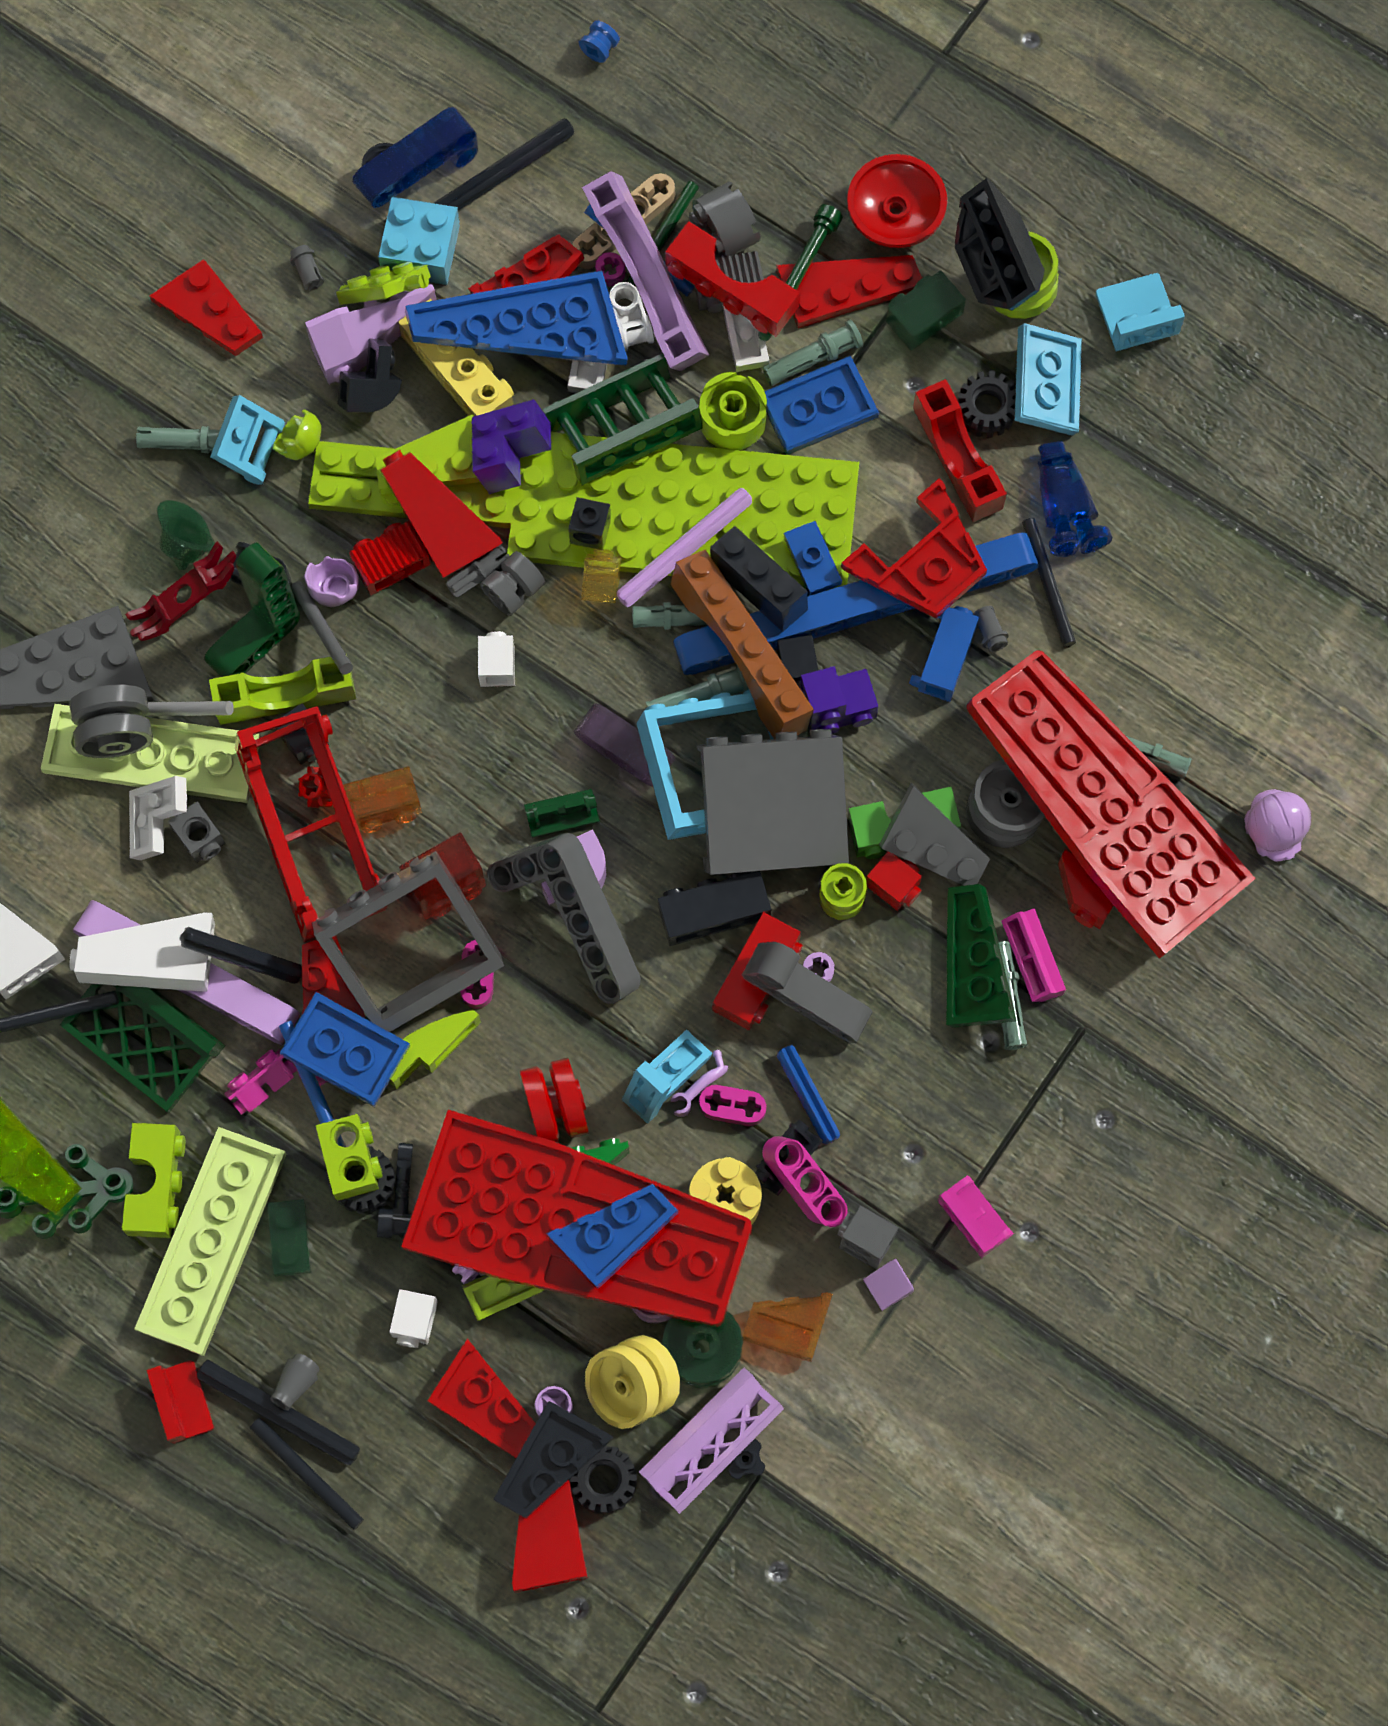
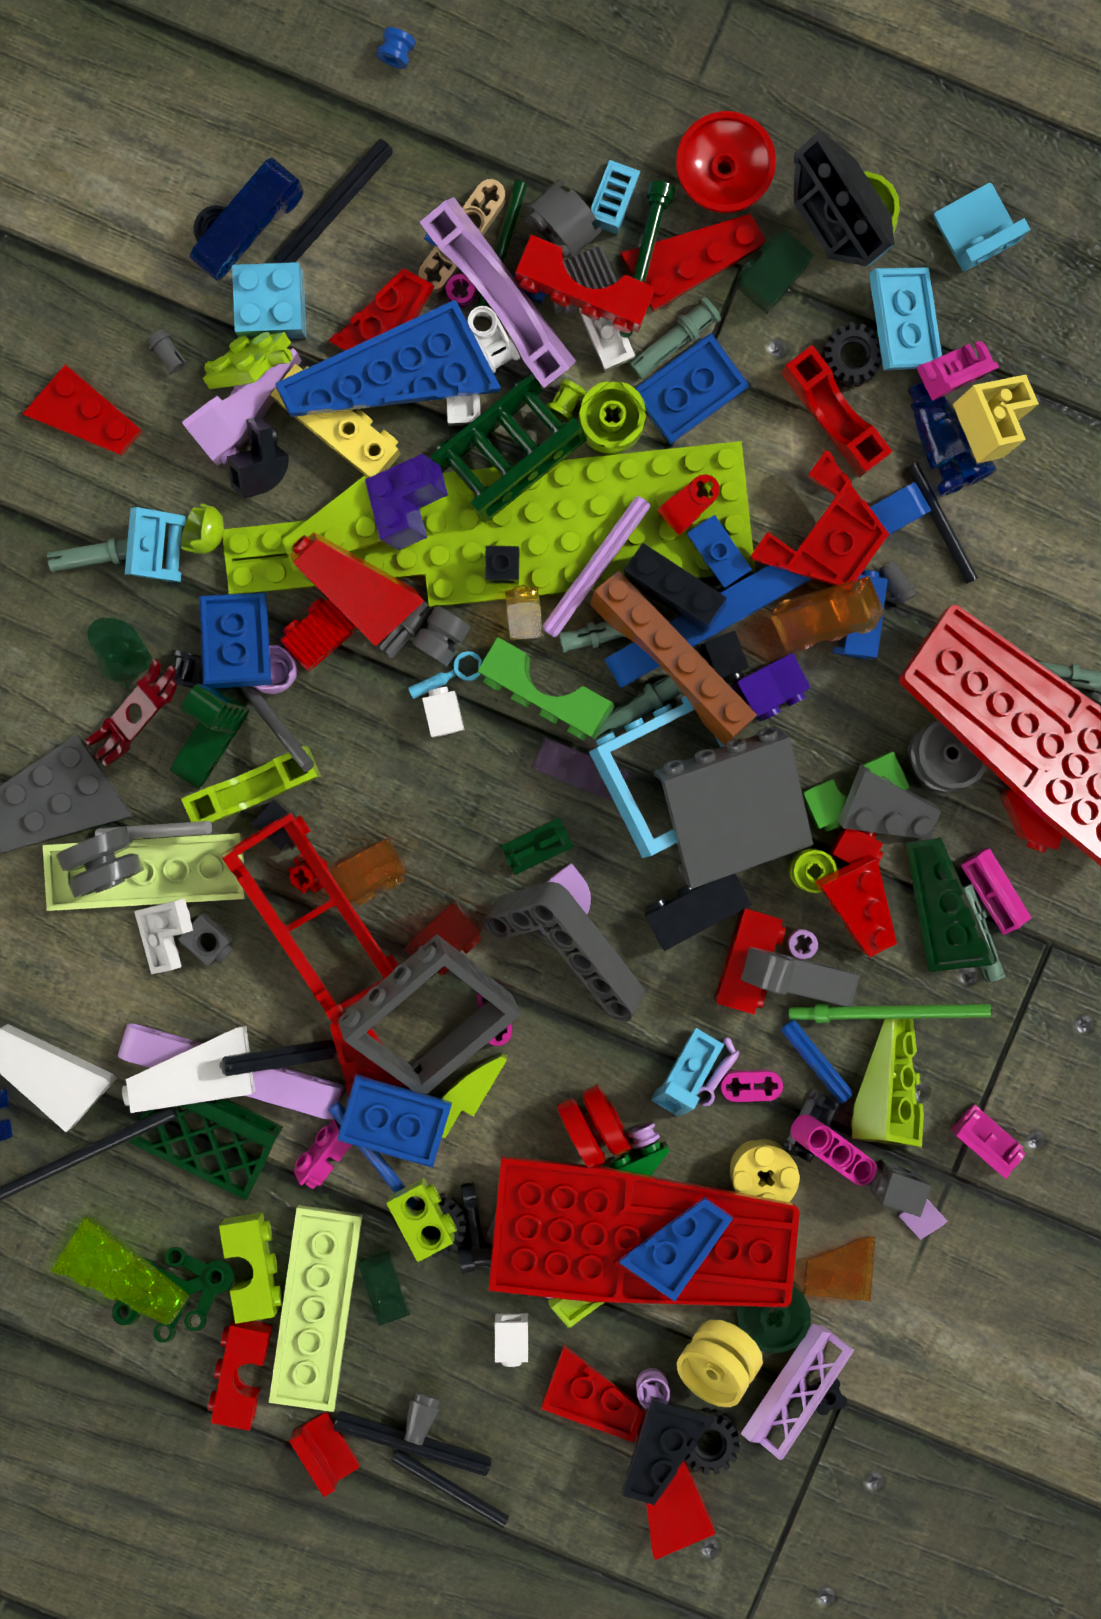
camera: 10 degrees left, 15 degrees up
(121, 1262) = (234, 1401): none -> red arch
(306, 541) = (235, 640): none -> blue tile
(506, 628) = (442, 678): none -> medium azure piece
(605, 1129) = (643, 1134): none -> lavender bush
(635, 679) = (581, 710): none -> bright green arch
(691, 386) = (566, 399): none -> lime bush
(768, 234) = (607, 221): none -> medium azure slope
(788, 506) = (686, 506): none -> red piece
(826, 1043) = (824, 1012): none -> bright green bar
(876, 1144) = (887, 1099): none -> lime wedge
(887, 931) = (862, 904): none -> red wing
(909, 636) = (828, 614): none -> clear orange brick
(1089, 437) = (956, 370): none -> dark pink hinge
(1118, 481) = (992, 413): none -> light yellow brick

